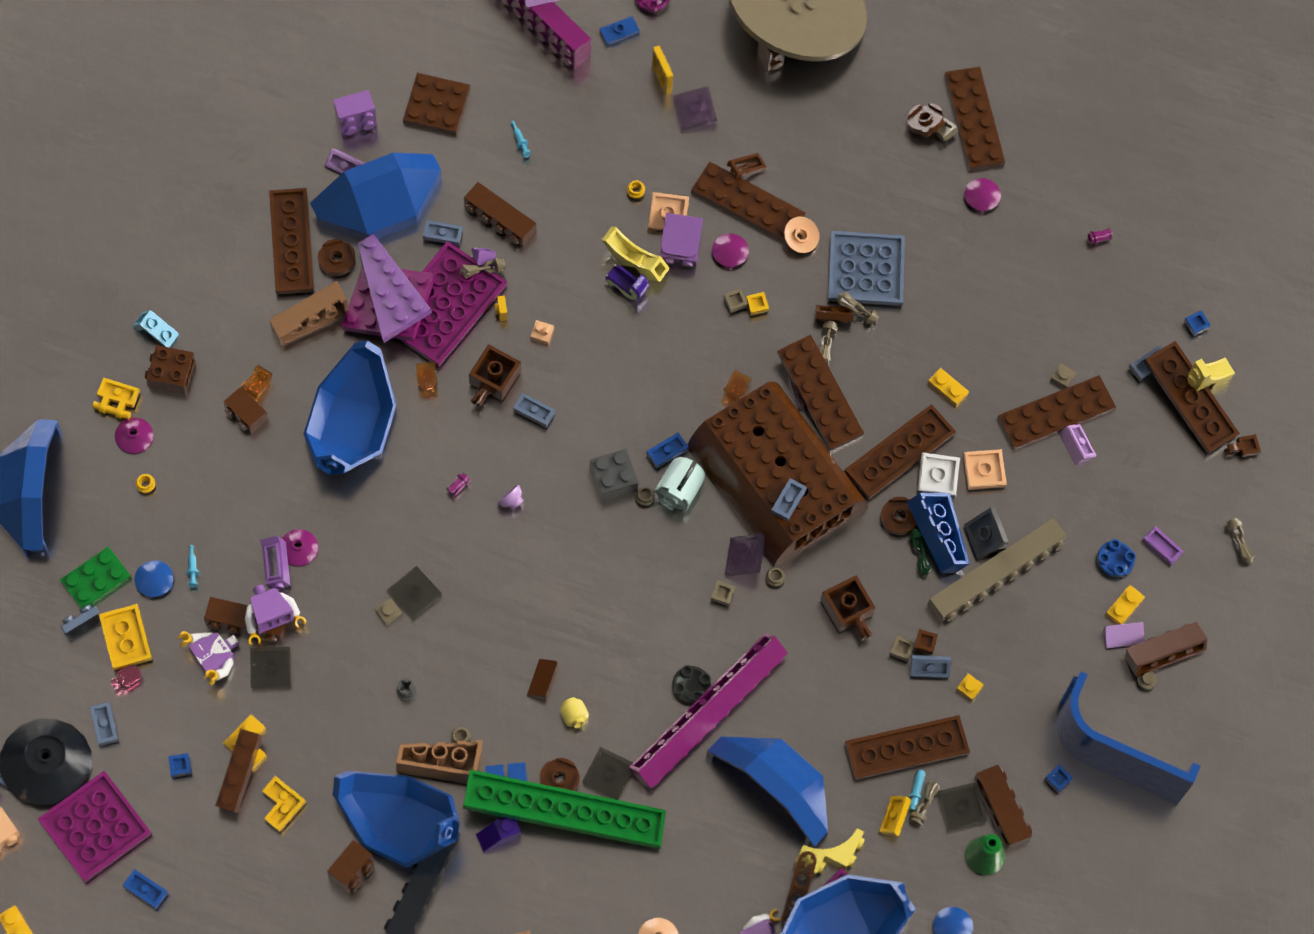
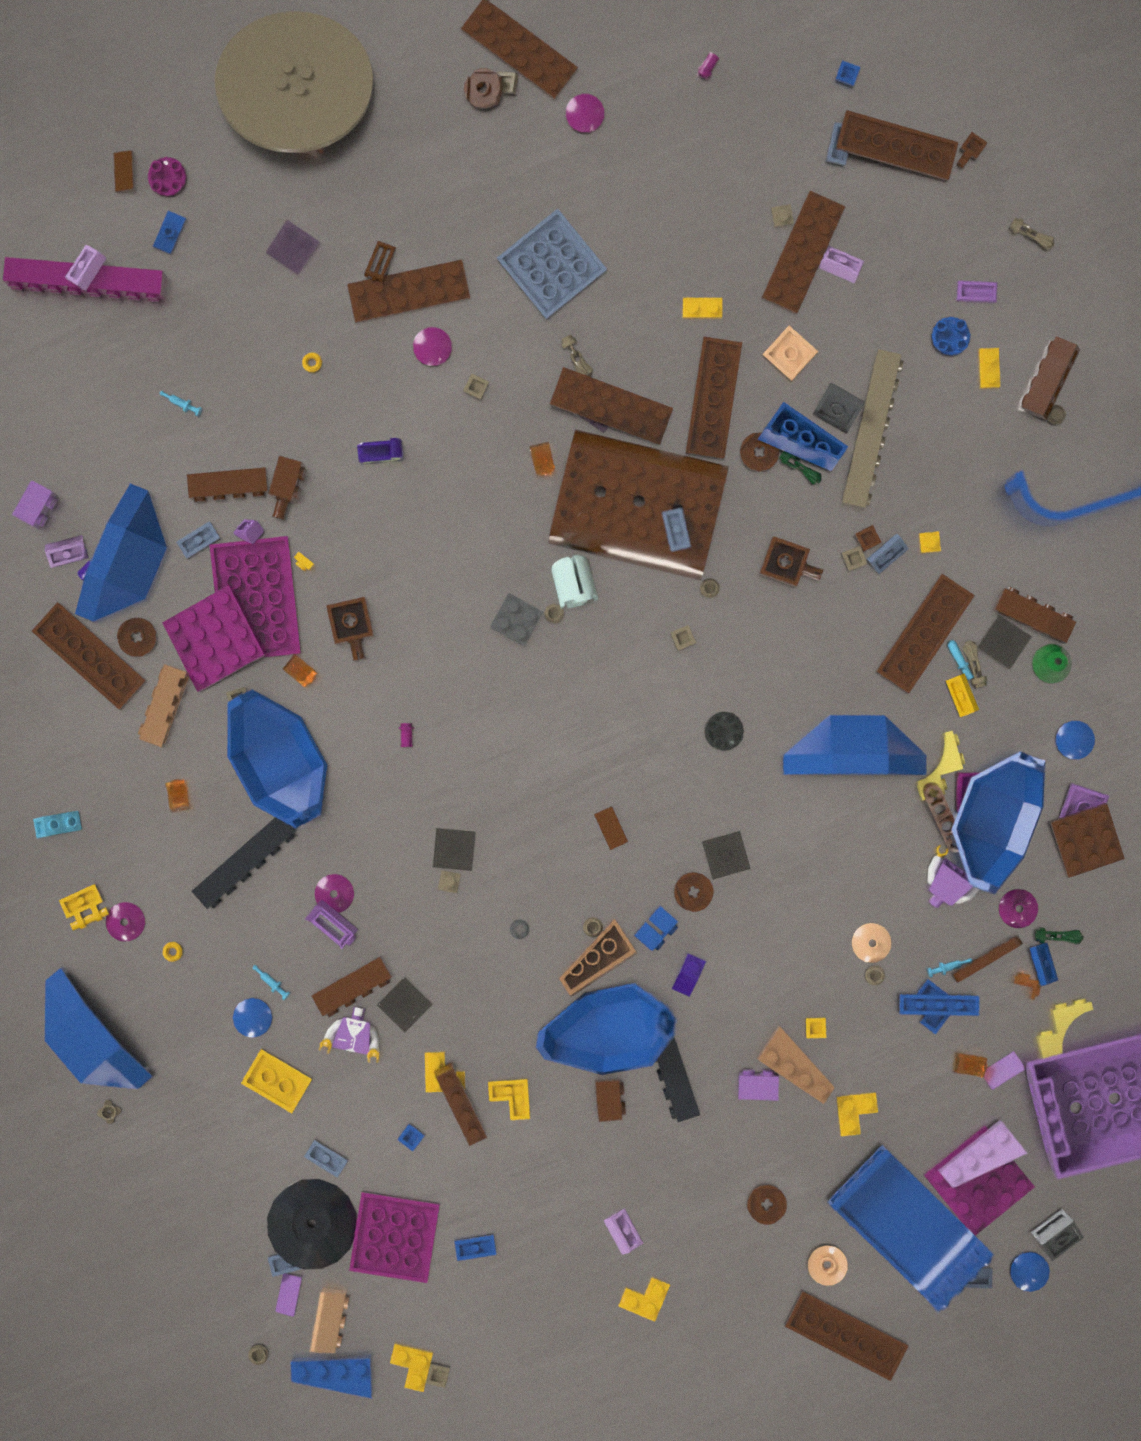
camera: 35 degrees left, 20 degrees up
(85, 614) = (231, 1093): sand blue plate -> none
(95, 578) = (209, 1057): green plate -> none
(126, 677) = (308, 1110): clear pink arm -> none
(170, 369) = (101, 846): reddish brown brick -> none
(245, 410) = (190, 826): reddish brown brick -> none
(257, 466) = (243, 861): none -> black brick
(269, 611) = (367, 968): medium lavender torso -> none
(393, 295) = (217, 633): medium lavender wing -> none
(436, 103) = (86, 432): reddish brown plate -> none
(470, 270) = (251, 556): dark tan piece -> none
(511, 498) = (456, 709): lavender piece -> none
(534, 410) = (407, 622): sand blue plate -> none
(540, 245) = (286, 484): none -> reddish brown brick
(542, 332) = (352, 551): light nougat tile -> none
(564, 809) = (722, 915): green plate -> none
(574, 712) = (659, 833): light yellow head -> none
(631, 255) = (366, 424): light yellow arch -> none
(662, 70) = (239, 240): yellow plate -> none
(663, 204) = (356, 360): light nougat plate -> none
(667, 450) = (537, 561): blue plate -> none
(681, 239) = (389, 375): medium lavender brick -> none
(708, 710) = (756, 741): magenta brick -> none
(745, 554) = (673, 593): clear purple plate -> none
(757, 303) = (495, 373): yellow plate -> none
(808, 232) = (484, 278): light nougat dish -> none
(827, 313) = (561, 327): reddish brown plate -> none
(846, 300) = (563, 309): dark tan piece -> none
(938, 474) = (759, 390): white plate -> none
(1058, 778) = (1056, 555): blue plate -> none
(1123, 635) = (1009, 394): lavender slope -> none
(1210, 374) = (896, 114): light yellow arch -> none

